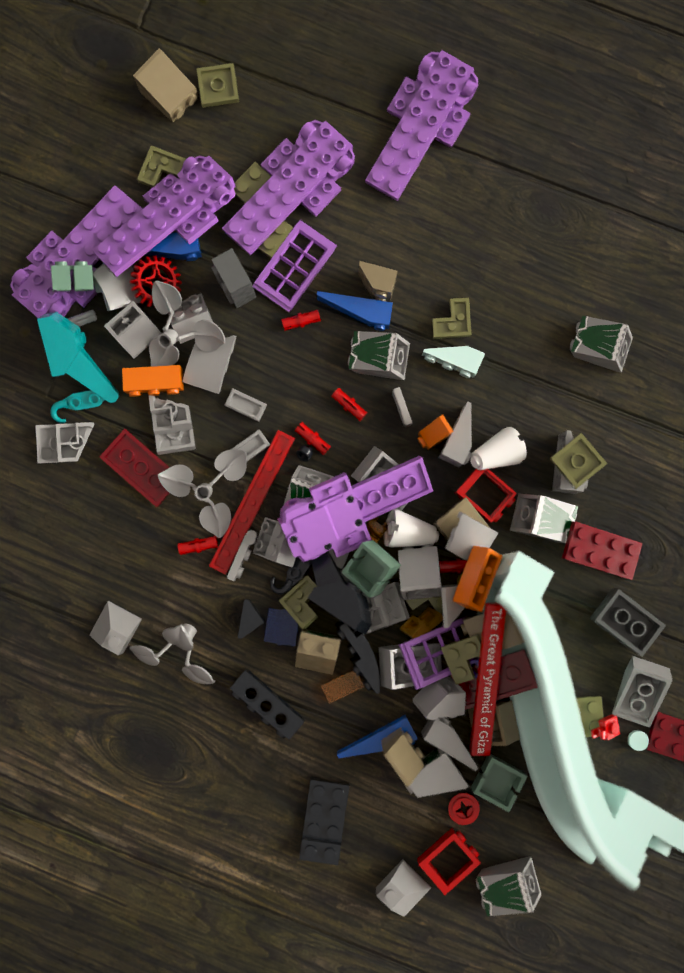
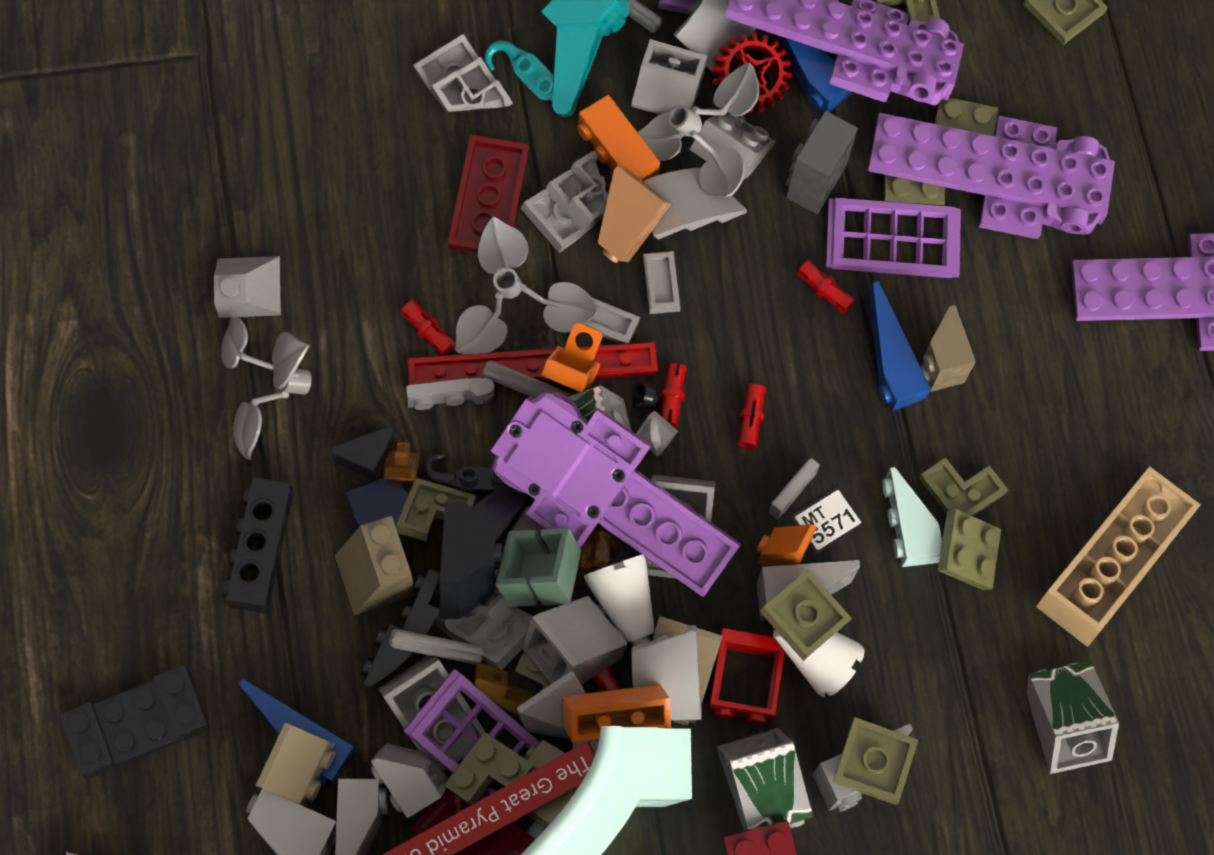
camera: 50 degrees right, 15 degrees down
(200, 399) = (629, 215): none -> medium nougat slope
(262, 512) = (517, 380): none -> light grey axle
(267, 604) = (402, 463): none -> clear orange tile
(270, 483) = (574, 365): none -> orange piece
(272, 544) = (486, 424): light grey slope -> none
(329, 460) = (656, 432): none -> light grey tile
(342, 686) = (344, 636): clear orange tile -> none
(379, 354) = (847, 416): slope -> none
(380, 646) = (435, 646): none -> light grey axle
(426, 399) = (832, 516): none -> white sticker
(483, 448) = (805, 614): none -> olive plate
(488, 338) = (969, 549): none -> olive plate
(536, 265) = (1118, 556): none -> tan slope

